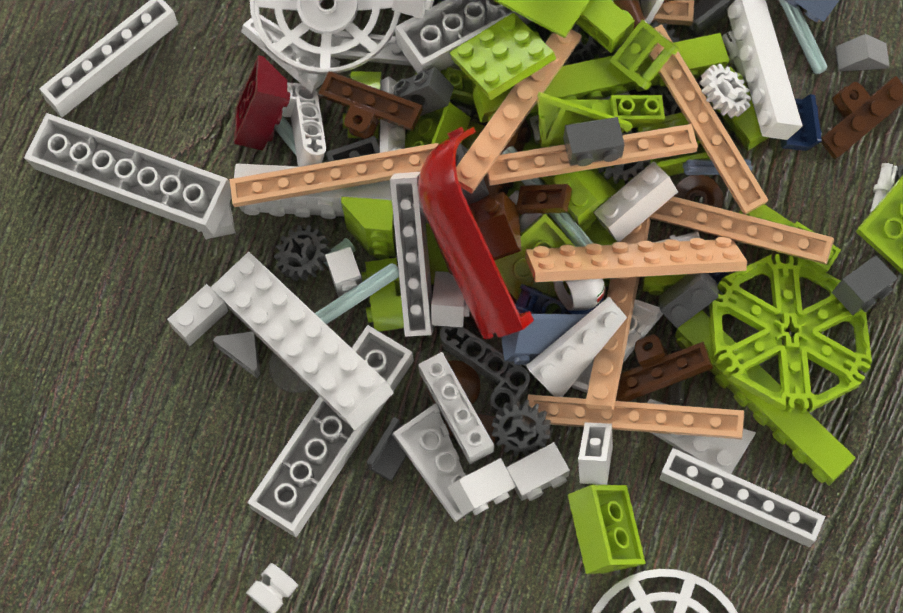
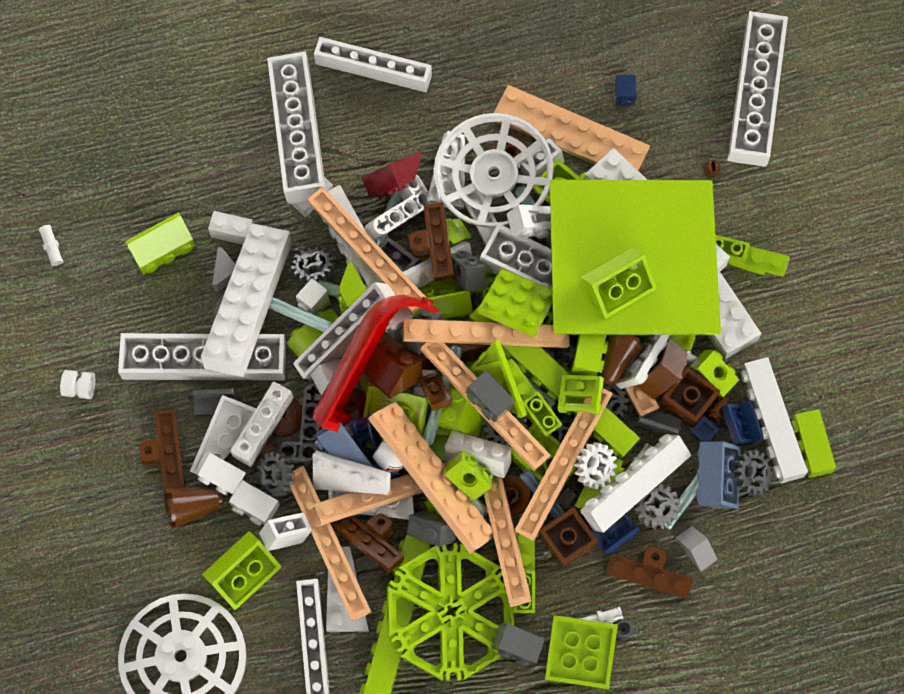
camera: 55 degrees right, 0 degrees up
(78, 528) = (50, 245): none -> white pin
(166, 401) = (161, 244): none -> slope
(414, 535) = (164, 449): none -> reddish brown plate
(495, 543) = (189, 504): none -> reddish brown cone
(655, 222) = (471, 485): none -> lime brick
(781, 168) = (568, 538): none -> reddish brown brick
(808, 67) = (667, 504): none -> light grey gear

